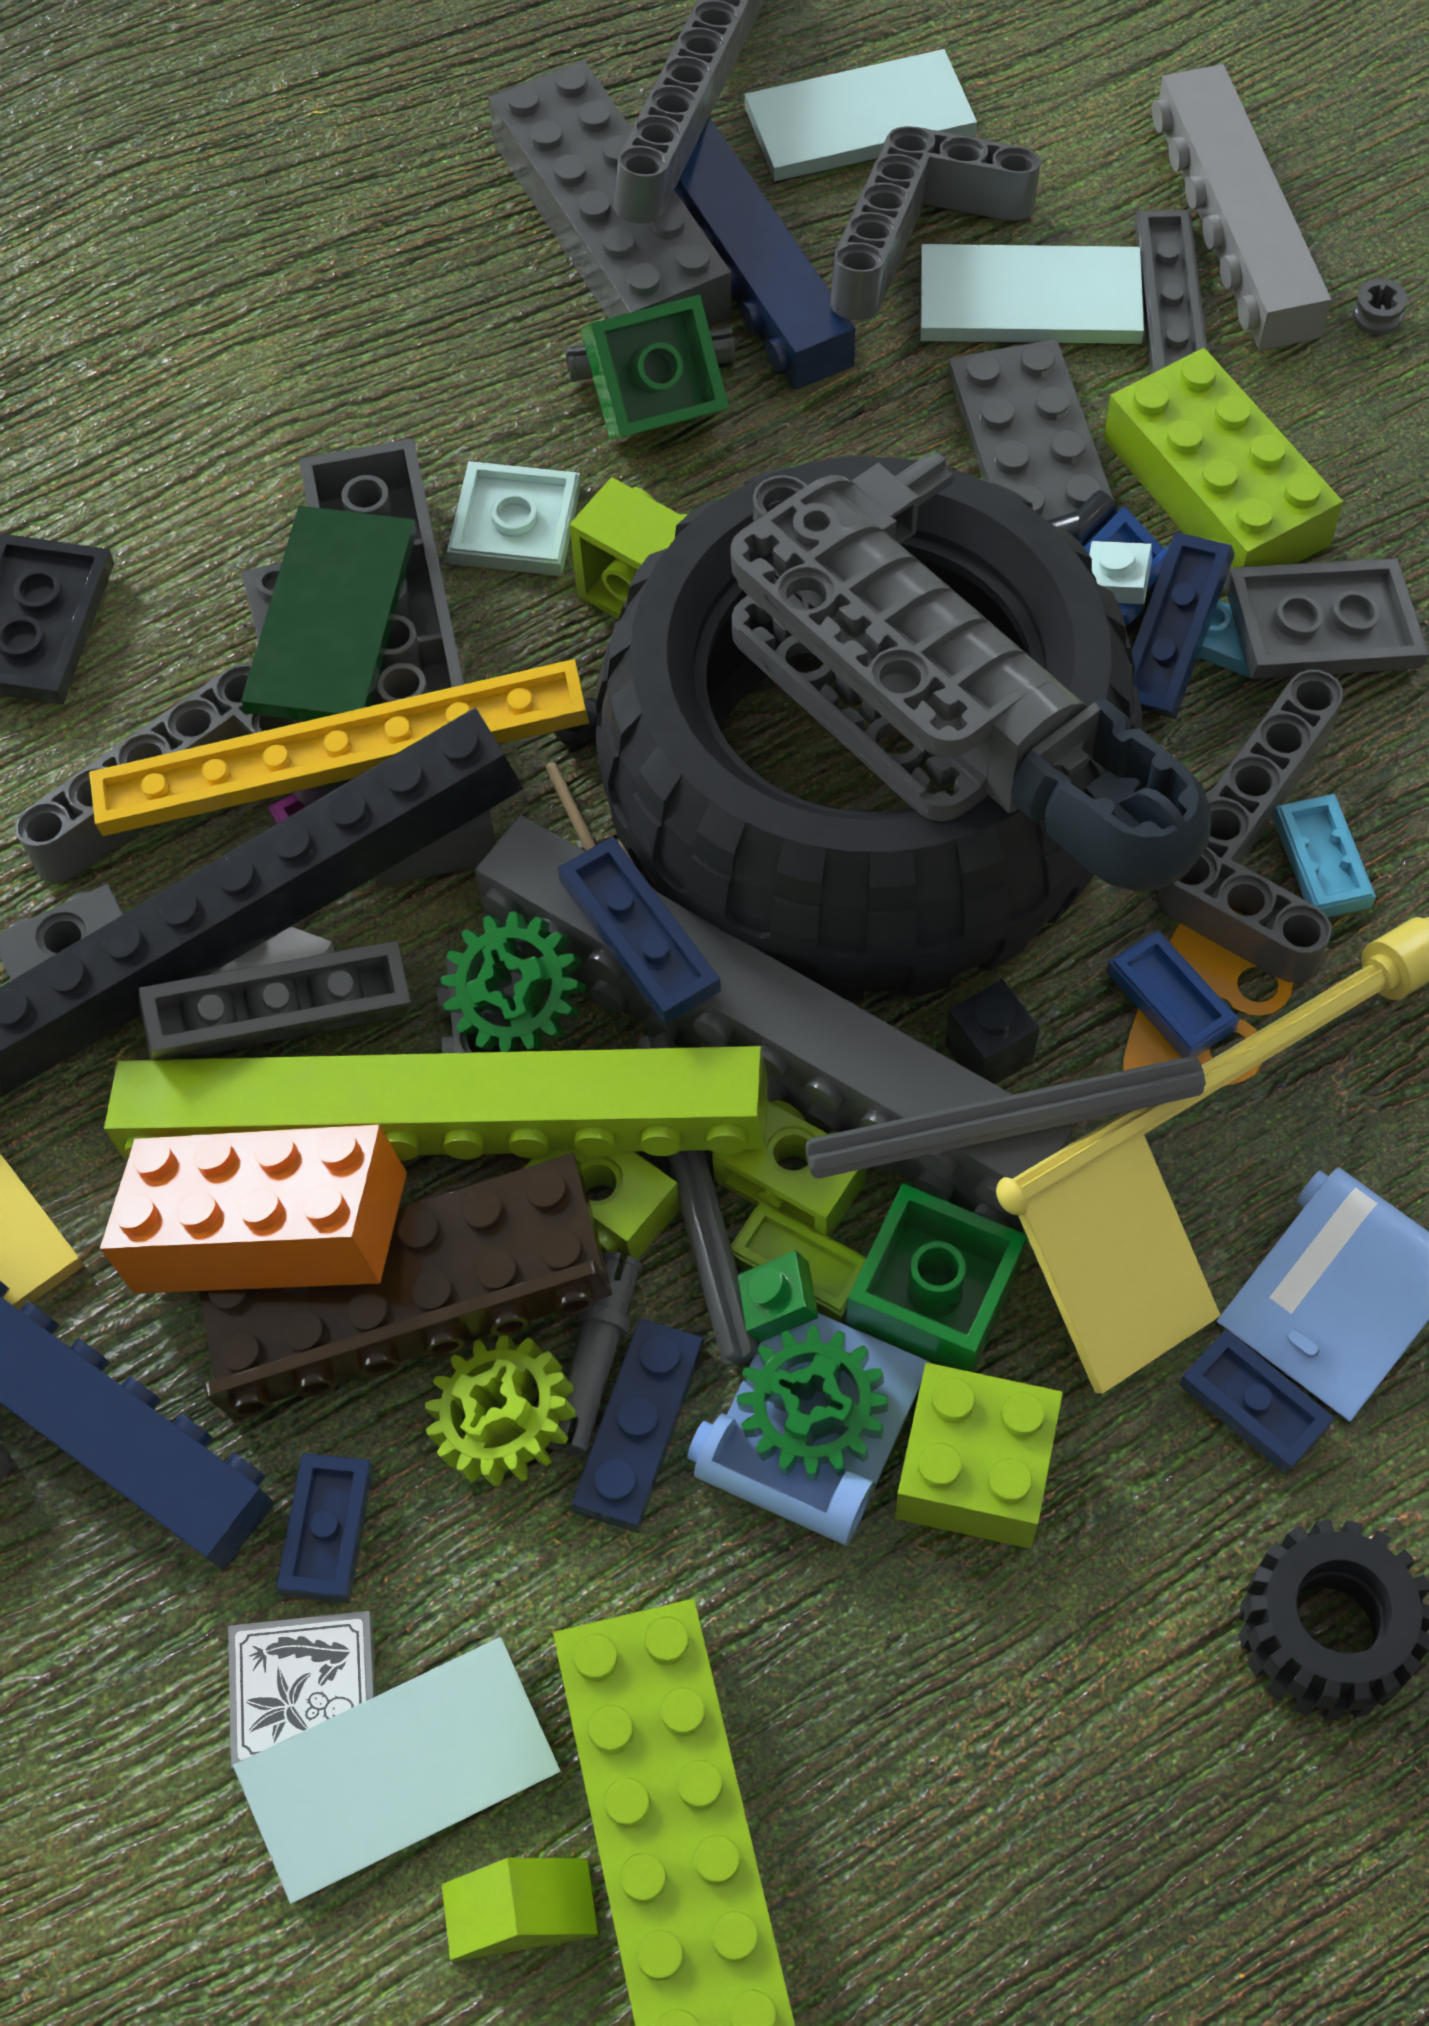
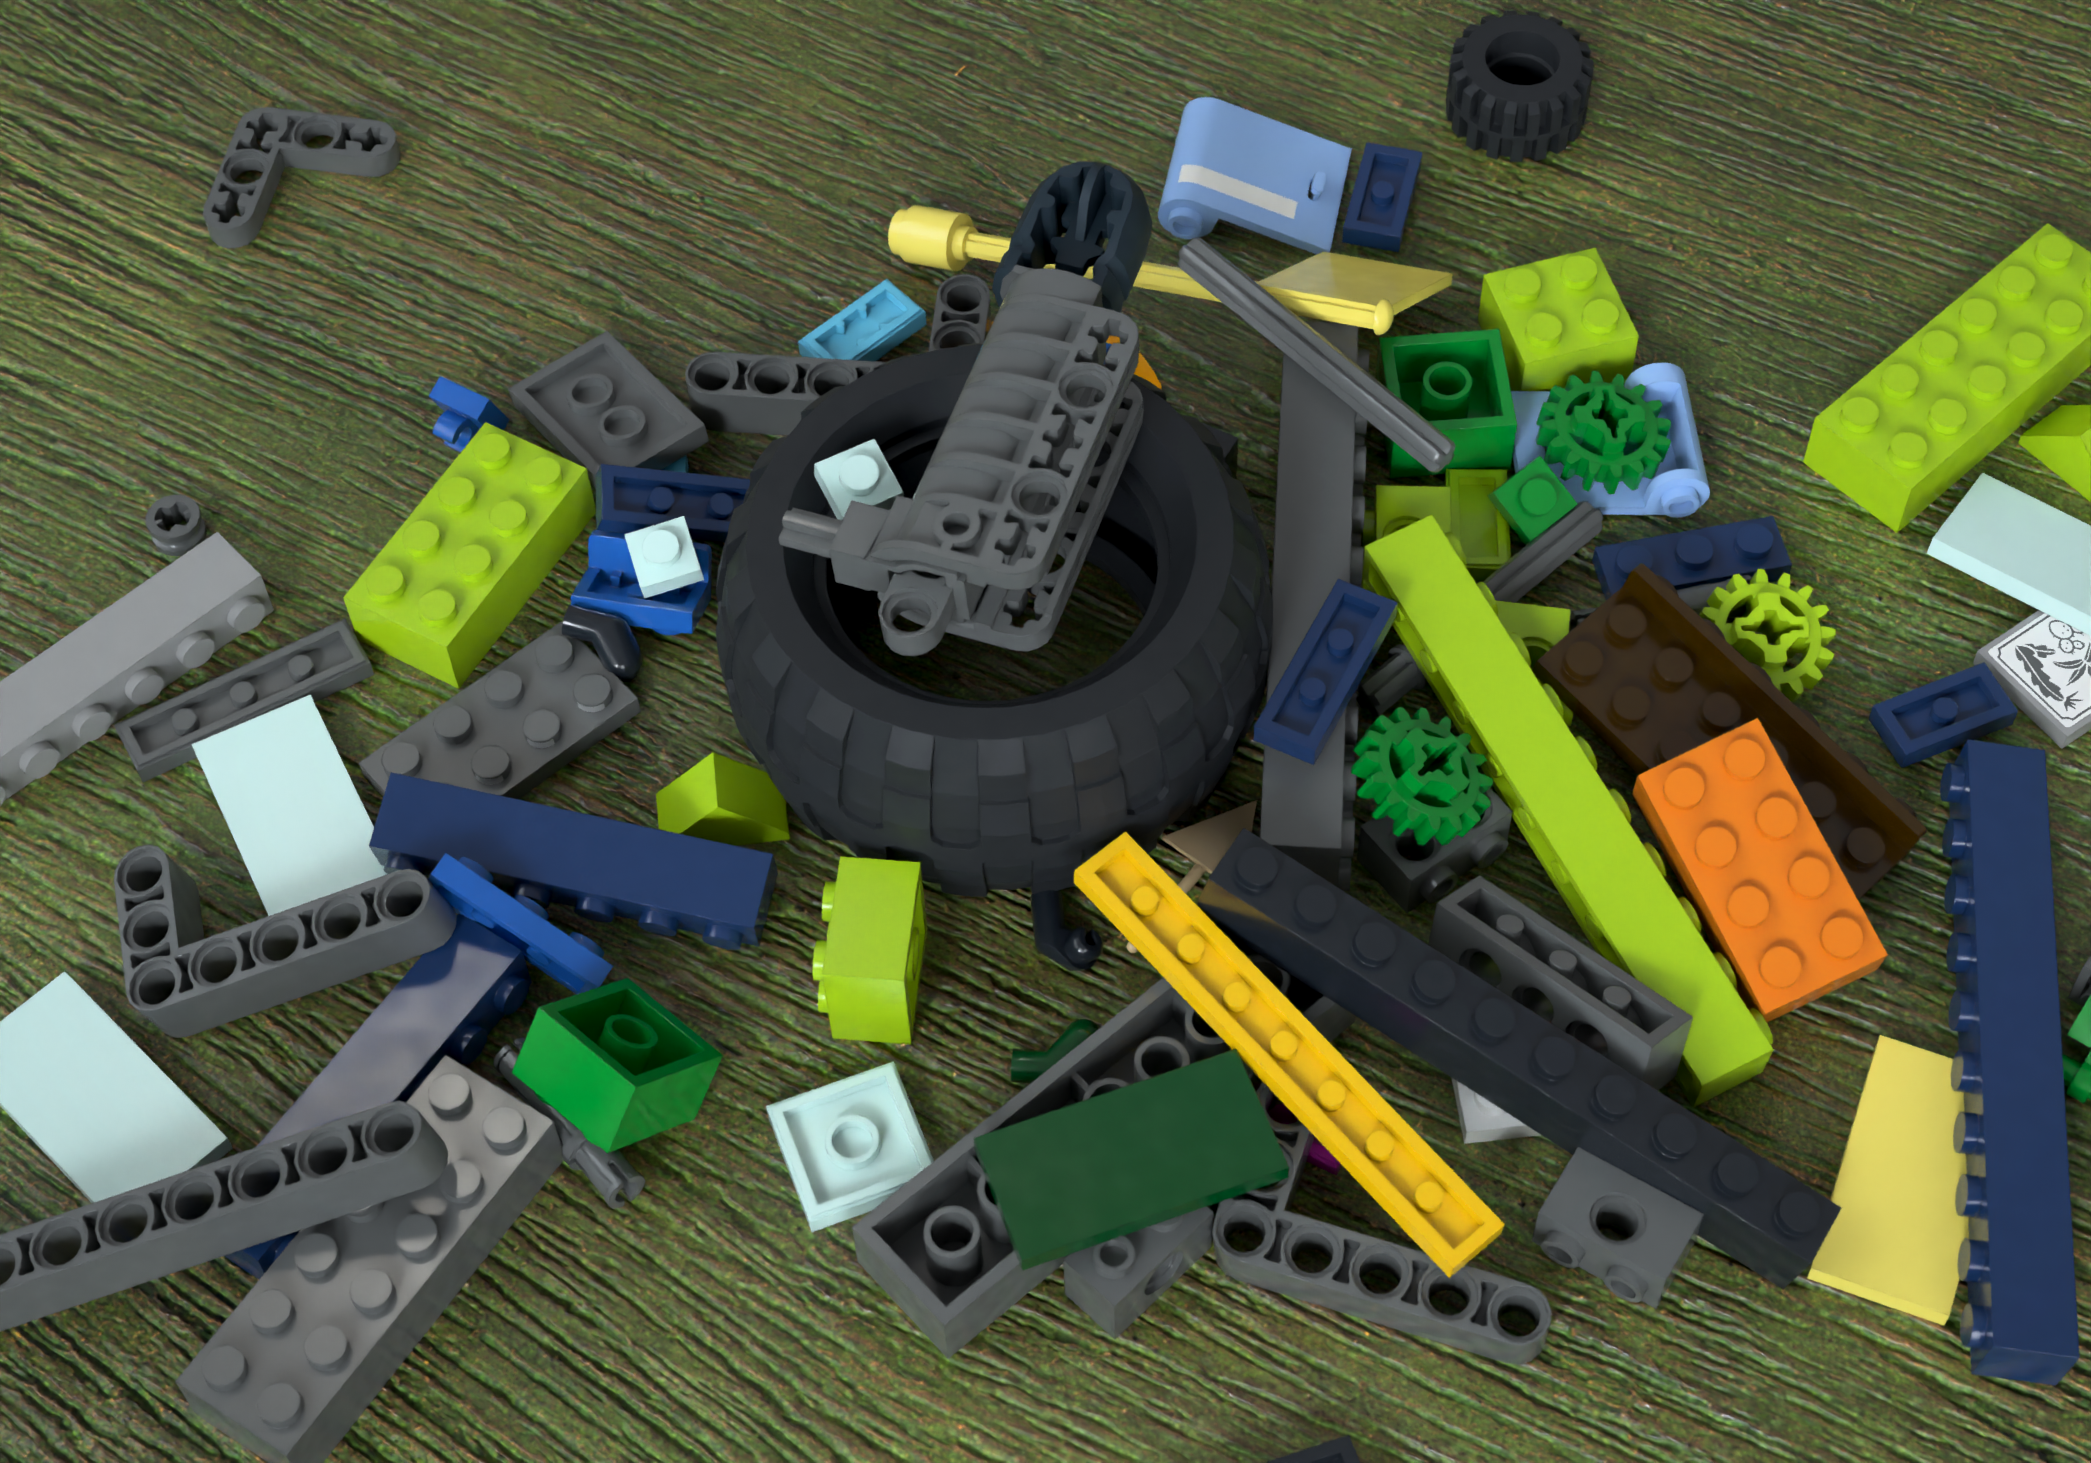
camera: 120 degrees left, 5 degrees down
(491, 657) = (1030, 1064): none -> dark green arm
(816, 353) = (569, 959): none -> blue plate
(891, 384) = (580, 860): none -> dark blue brick
(982, 568) = (857, 476): none -> light aqua plate
(1389, 522) = (463, 413): none -> blue tile

